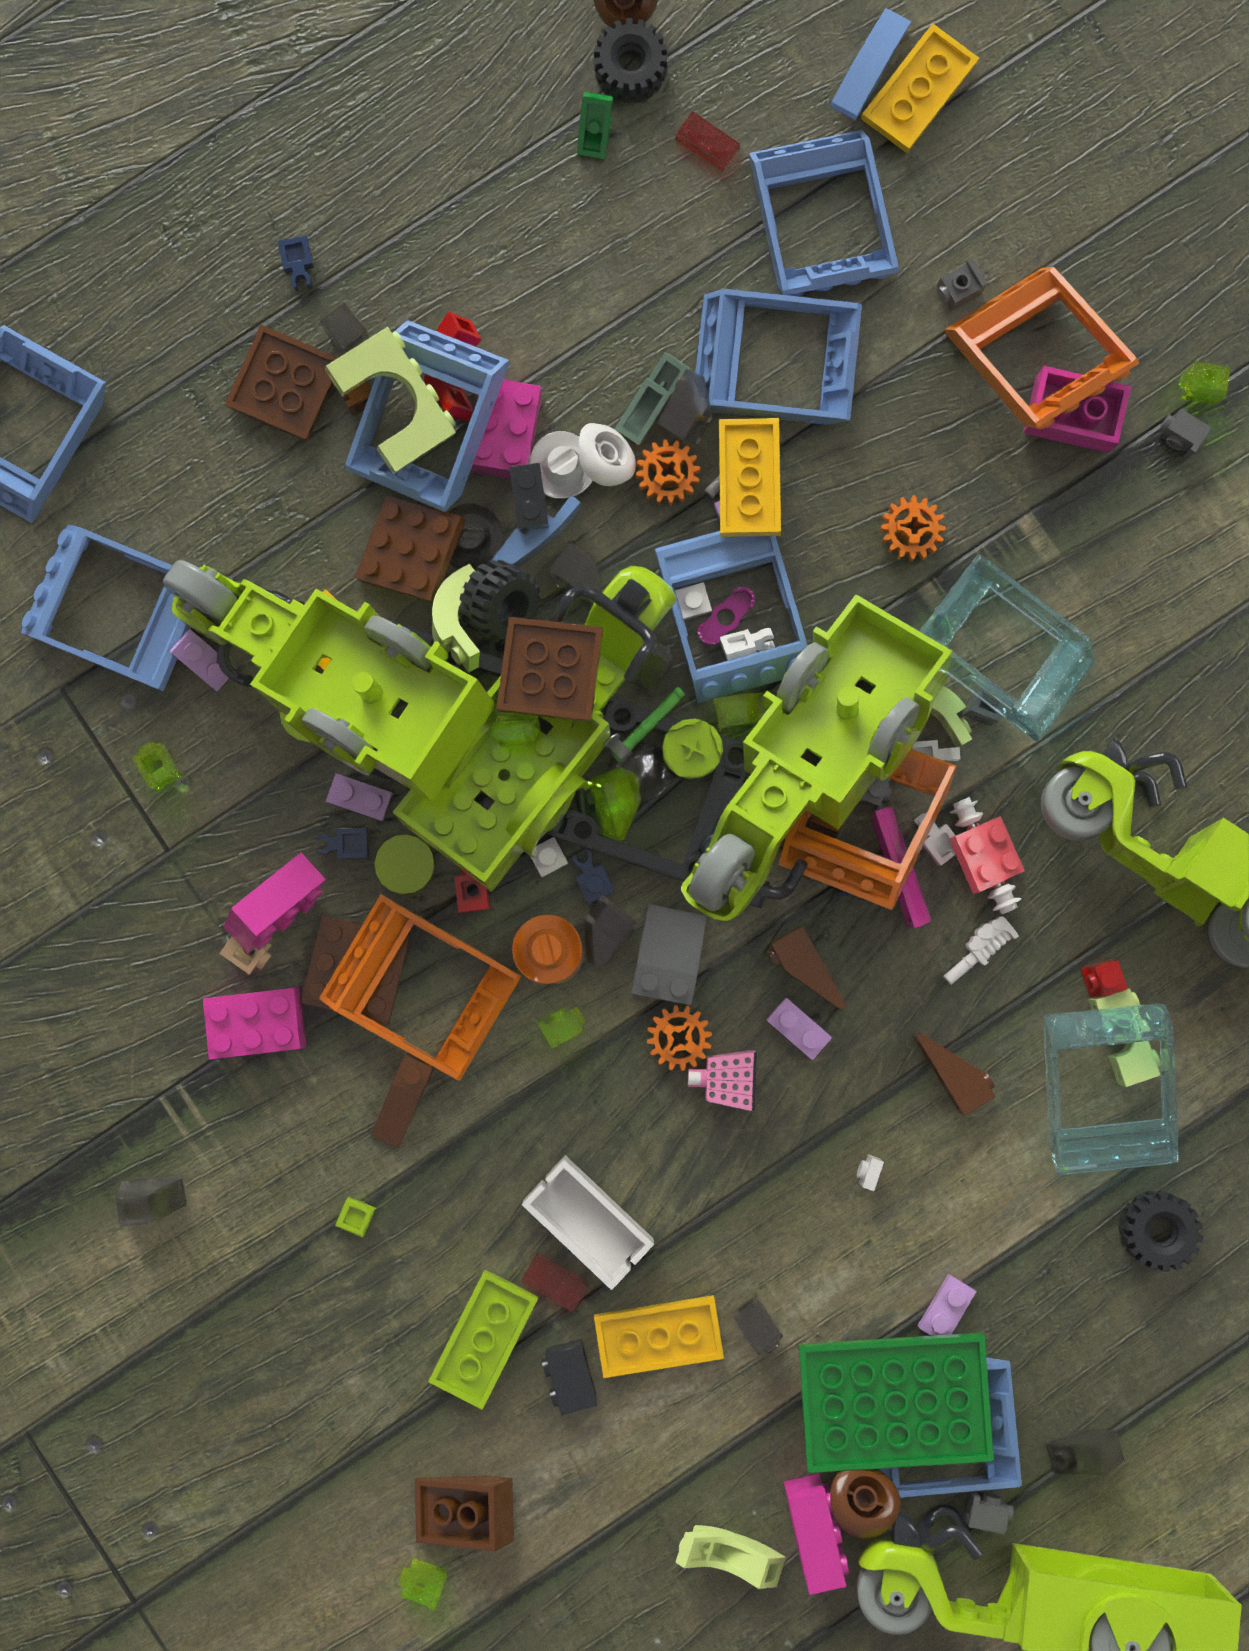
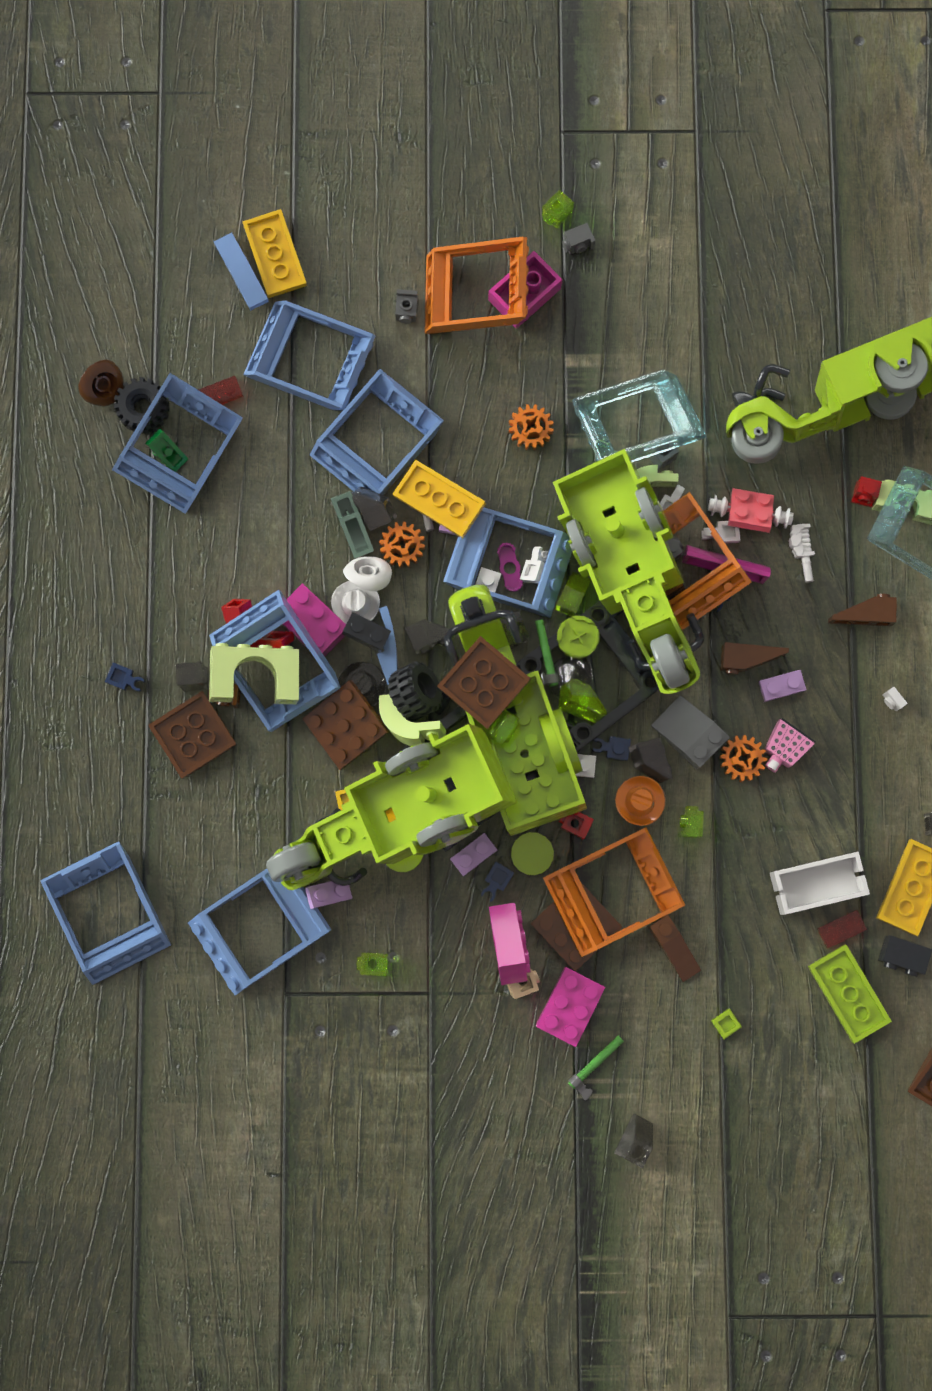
camera: 55 degrees left, 5 degrees down
(177, 1085) = (576, 1081): none -> bright green piece
(555, 134) = (155, 476): none -> medium blue window

